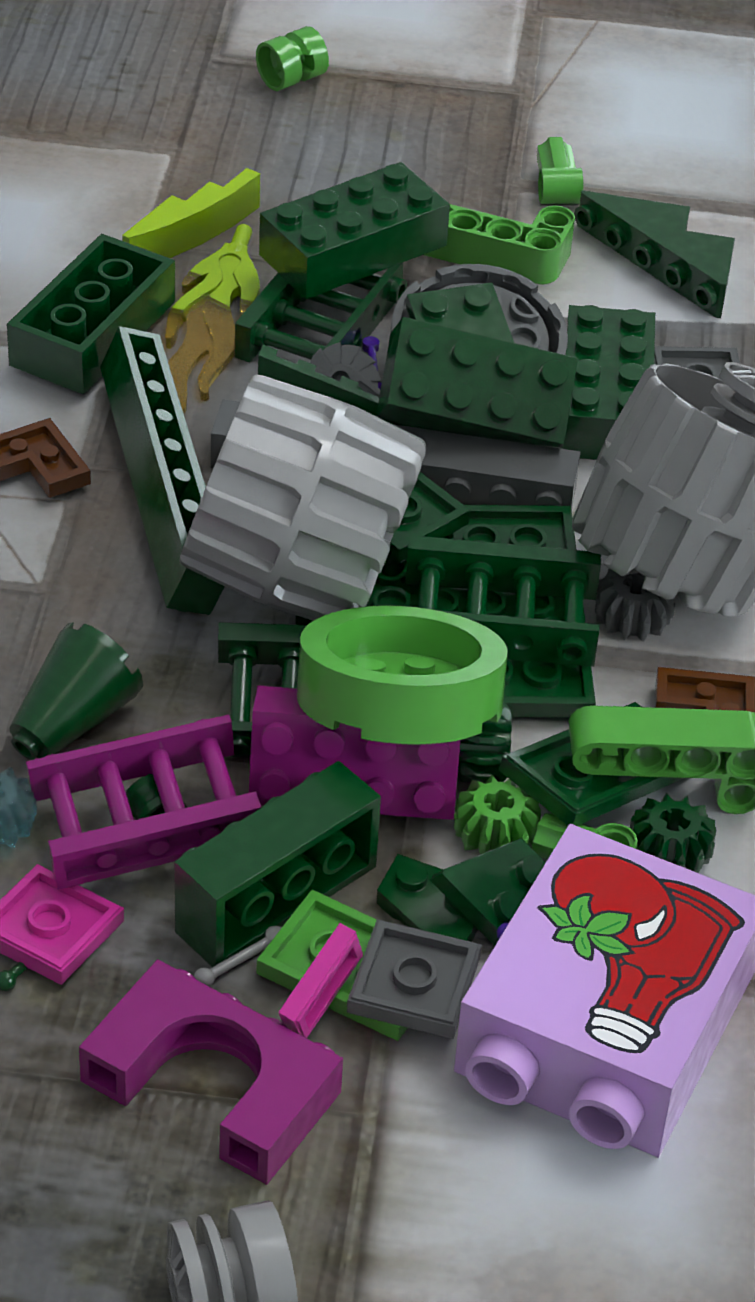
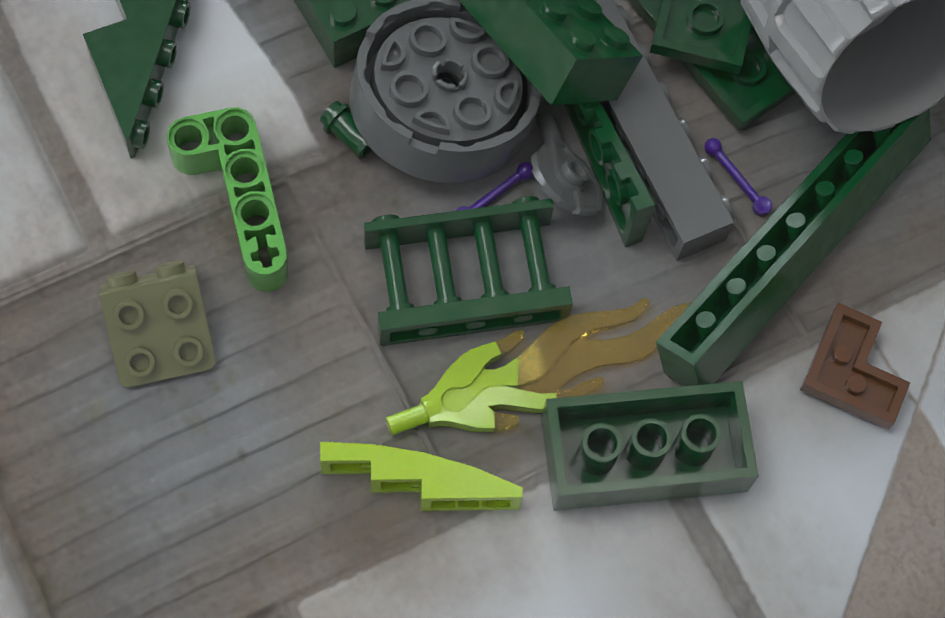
camera: 130 degrees left, 25 degrees up
(292, 58) = (48, 571): bright green wheel -> none
(353, 229) = (381, 264): dark green brick -> none
(443, 157) = (156, 324): none -> olive bracket
(462, 308) = (458, 84): dark green wing -> none
(558, 177) = (90, 192): bright green piece -> none

